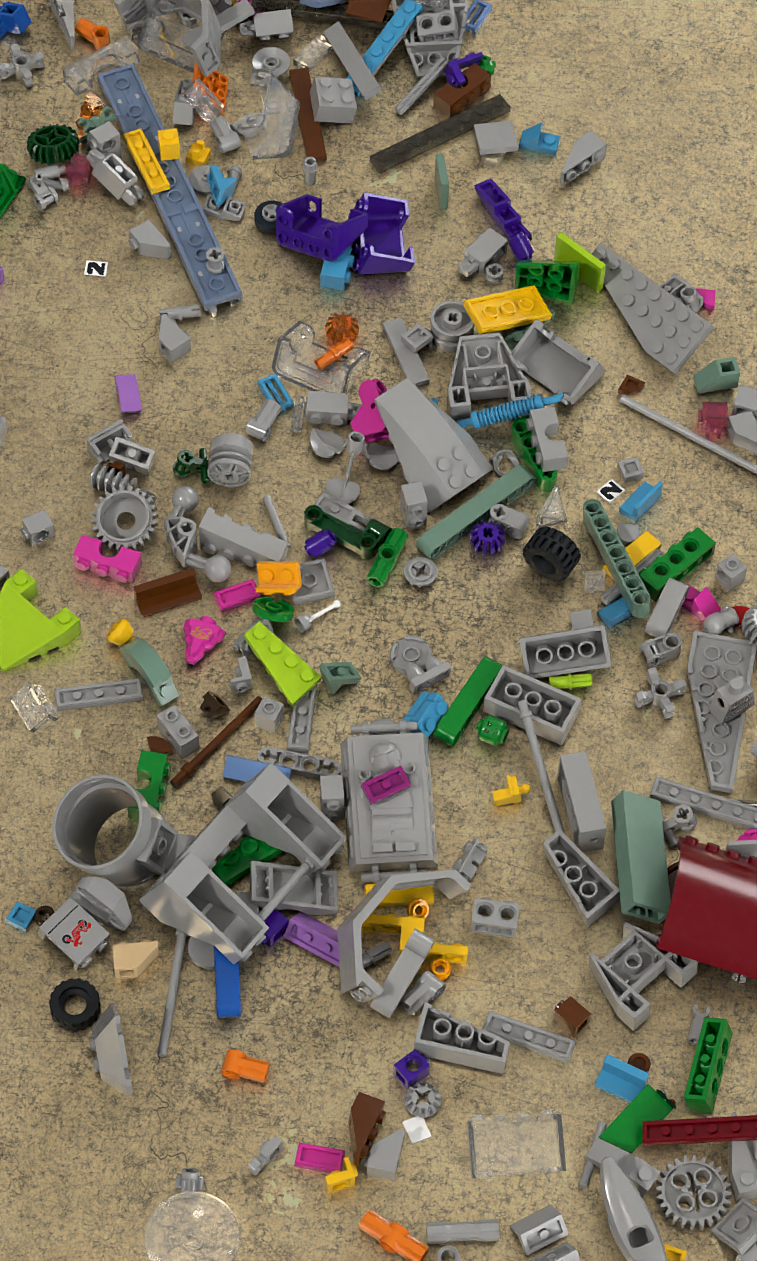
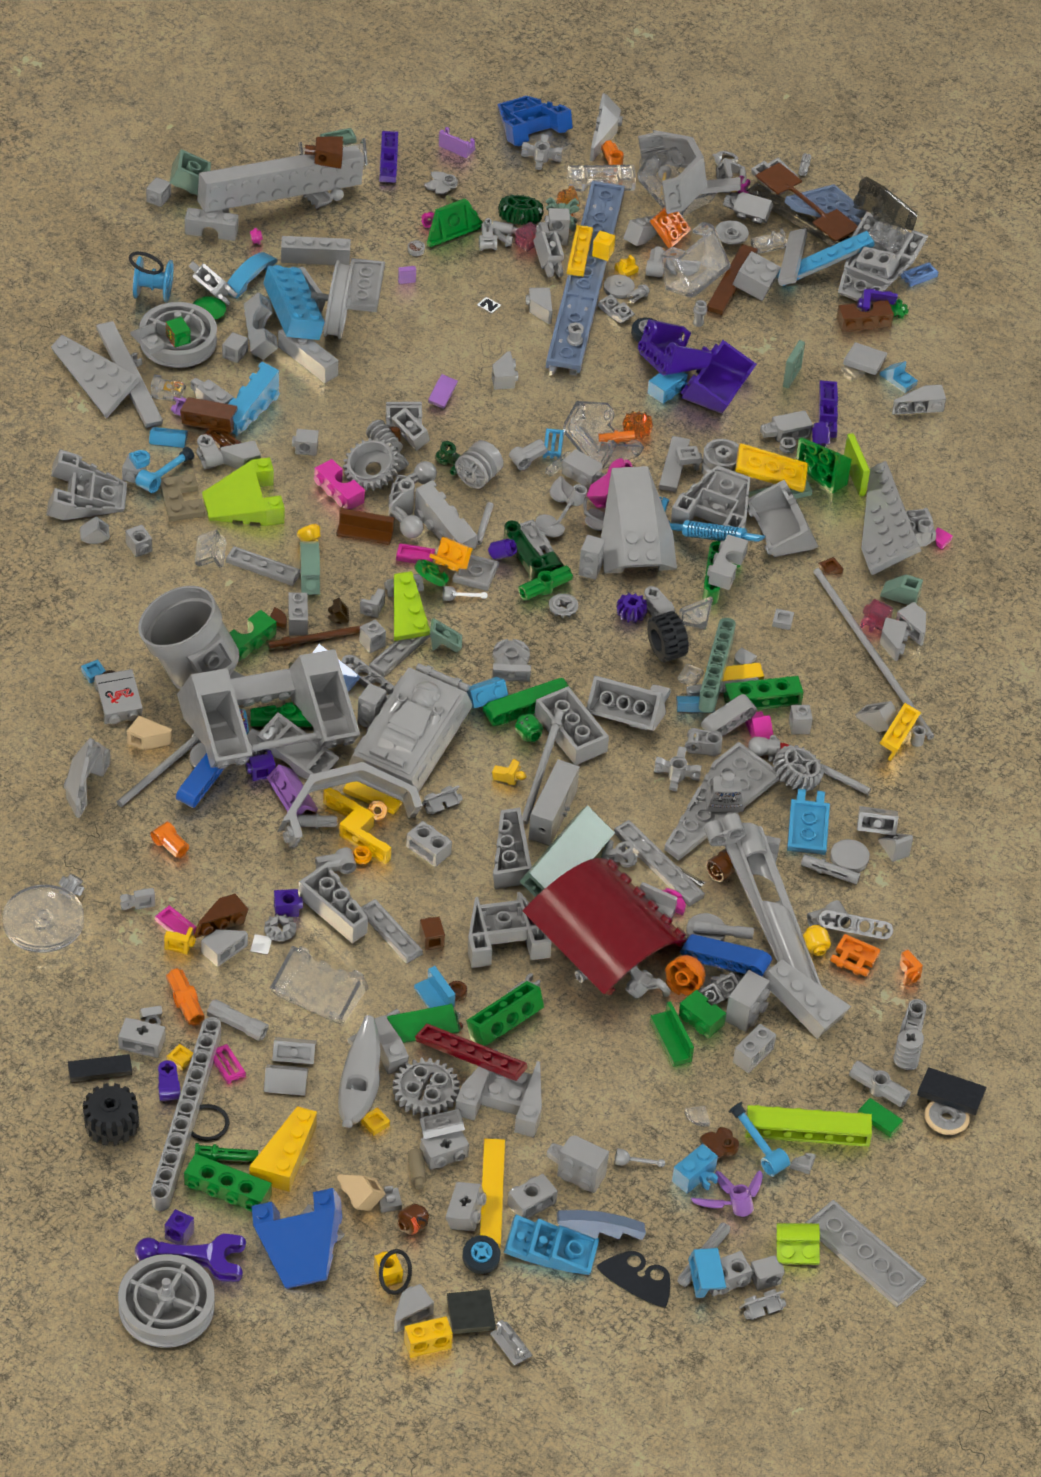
camera: 30 degrees right, 10 degrees down
(69, 988) = (79, 729): black tyre -> none
(103, 902) = (152, 683): light grey connector -> none
(181, 312) = (527, 359): light grey pin -> none
(200, 637) = (365, 565): dark pink rock -> none
(203, 101) = (652, 229): clear bracket -> none
(219, 186) = (624, 292): dark azure slope -> none
(385, 785) = (409, 709): magenta plate -> none
(403, 973) = (330, 837): light grey beam -> none
(421, 86) = (833, 299): light grey axle -> none
(439, 133) = (824, 337): clear smoke plate -> none
(463, 520) = (612, 588): sand green beam -> none
(496, 459) = (686, 562): light grey piece -> none
(571, 681) = (616, 728): lime axle -> none
(610, 490) = (756, 626): sticker -> none
(641, 501) = (773, 642): dark azure panel -> none

